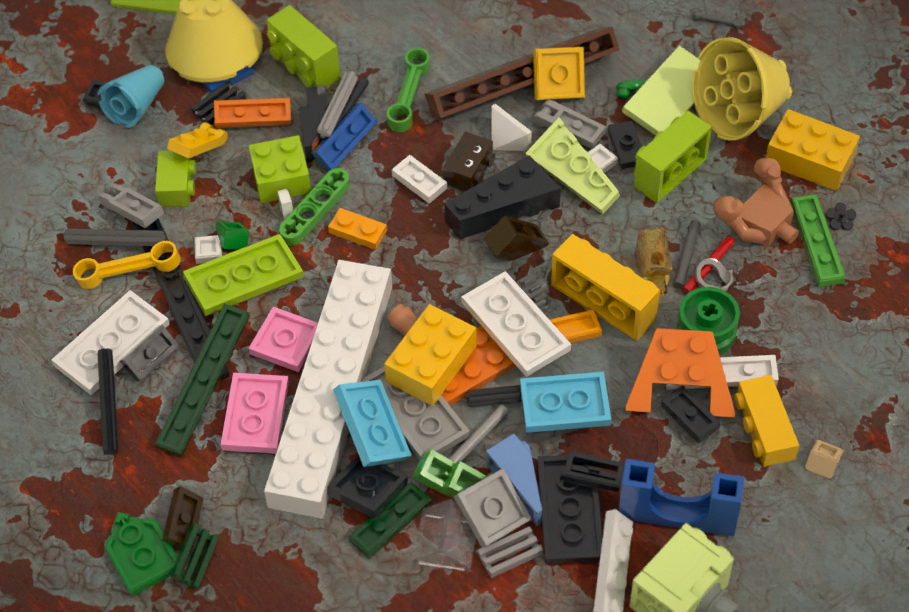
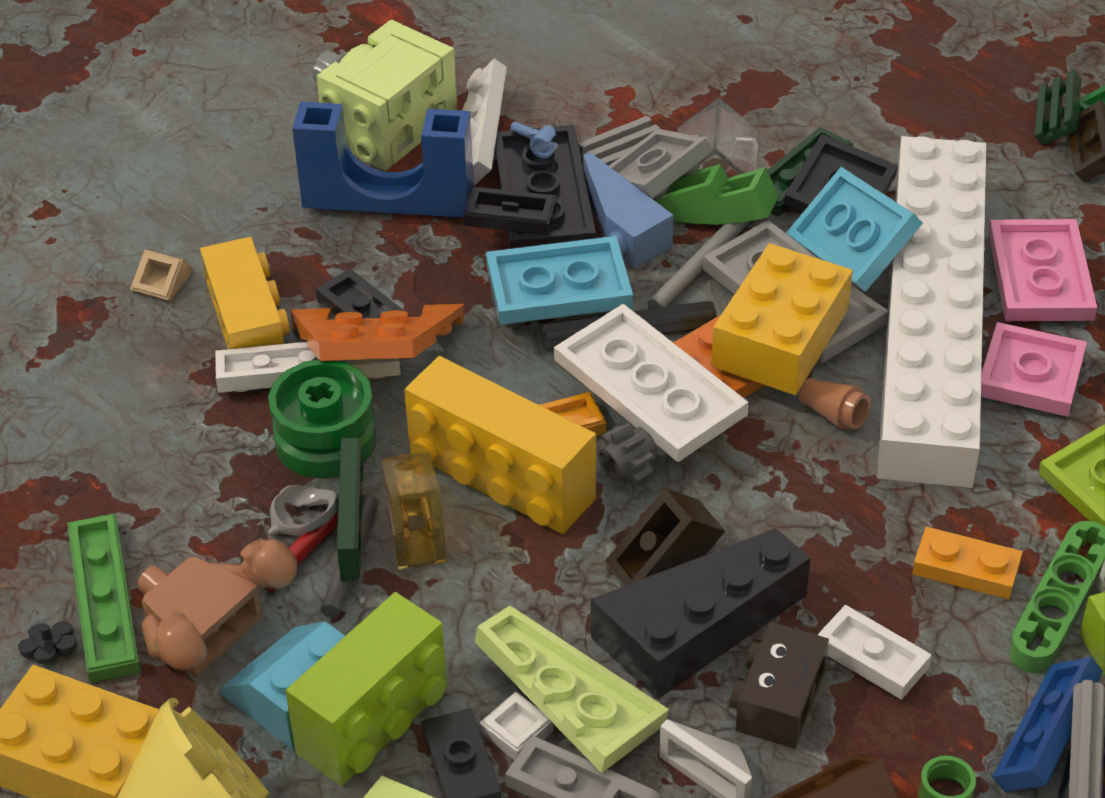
camera: 175 degrees right, 10 degrees down
(567, 533) = (540, 139): none -> medium blue hand
(687, 255) = (350, 510): none -> dark green tile
(708, 177) = (262, 683): none -> medium azure slope

